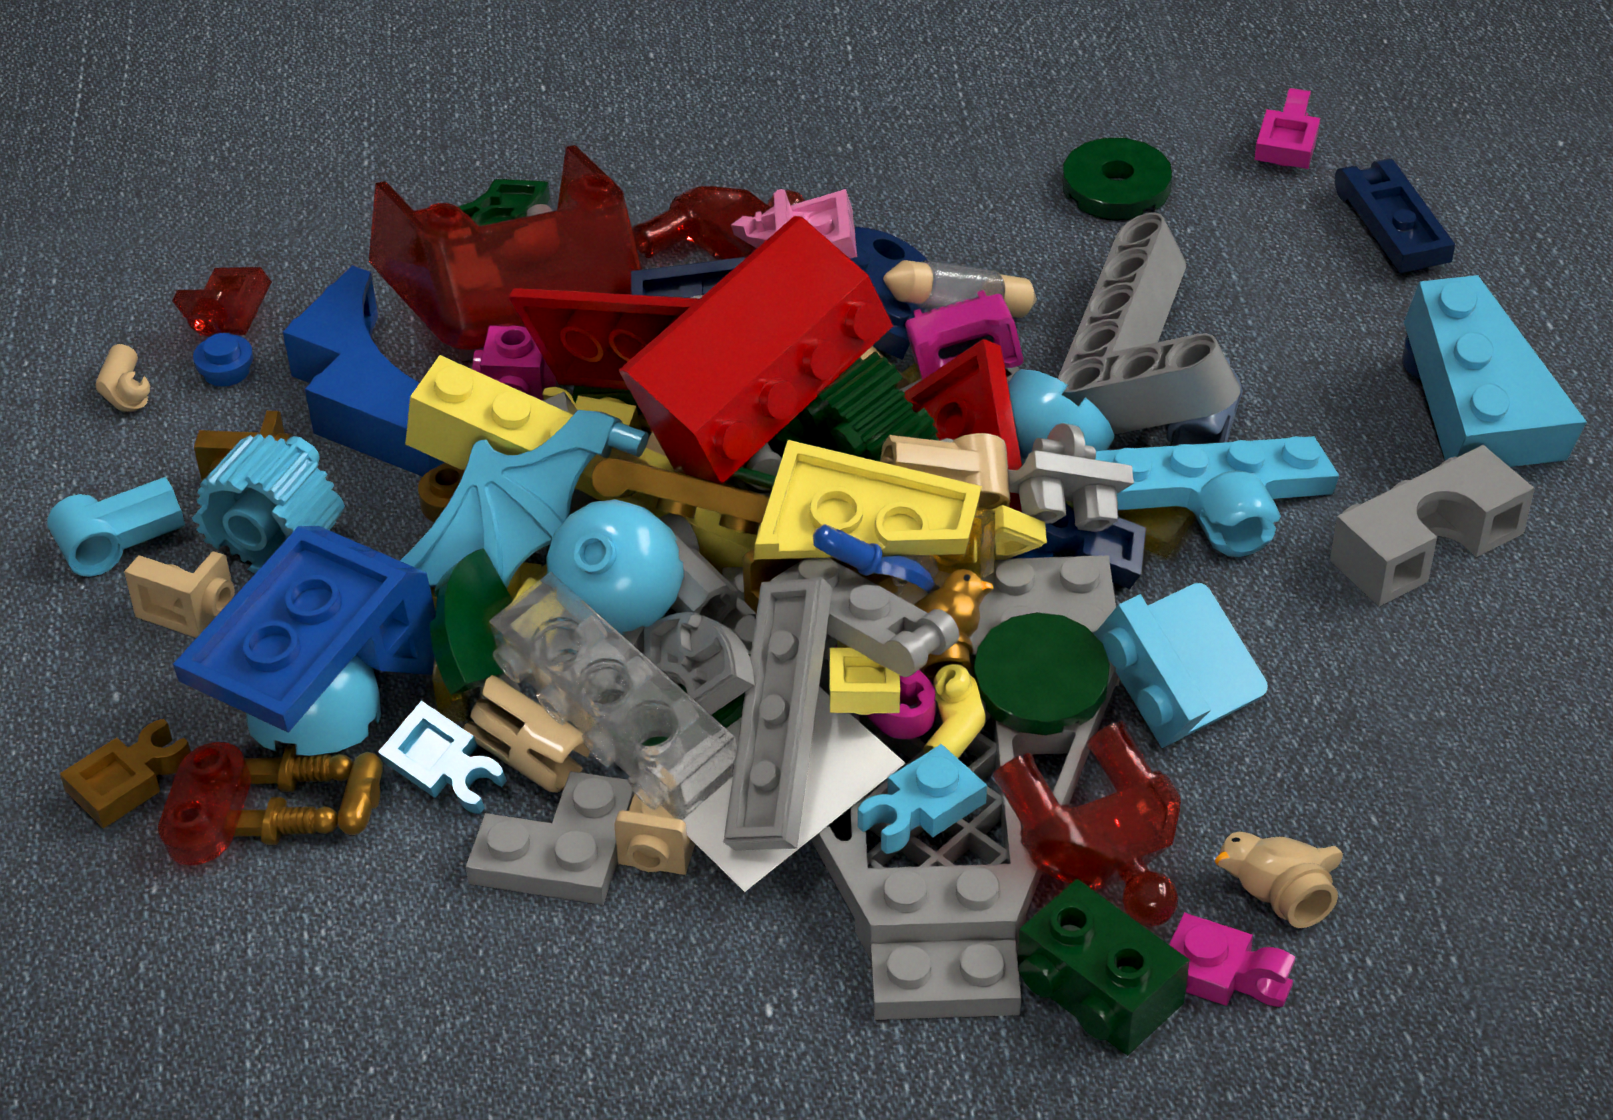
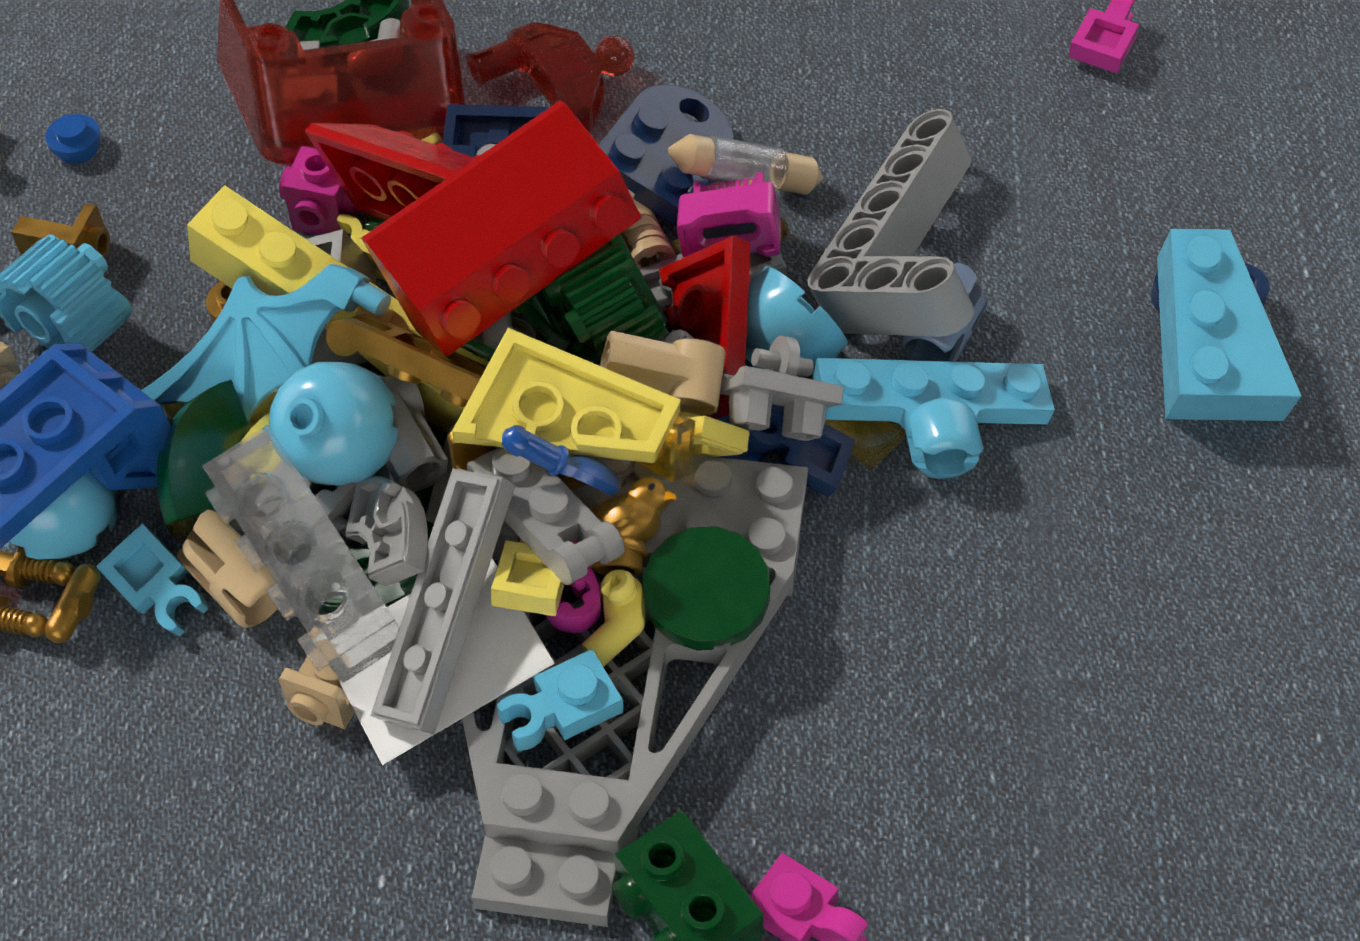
camera: 10 degrees right, 10 degrees up
(226, 302) = (87, 84): clear red bracket -> none
(353, 387) = (171, 145): blue arch -> none
(560, 858) = (234, 696): light grey plate -> none
(828, 214) = (613, 87): bright pink slope -> none
(1105, 837) = (728, 766): clear red connector -> none
(1143, 168) = (937, 38): dark green tile -> none
(1180, 661) = (847, 590): medium azure bracket -> none
(1284, 874) = (885, 829): tan animal -> none
(1392, 539) = (1168, 454): light grey arch -> none
(1395, 215) = (1185, 136): dark blue plate -> none

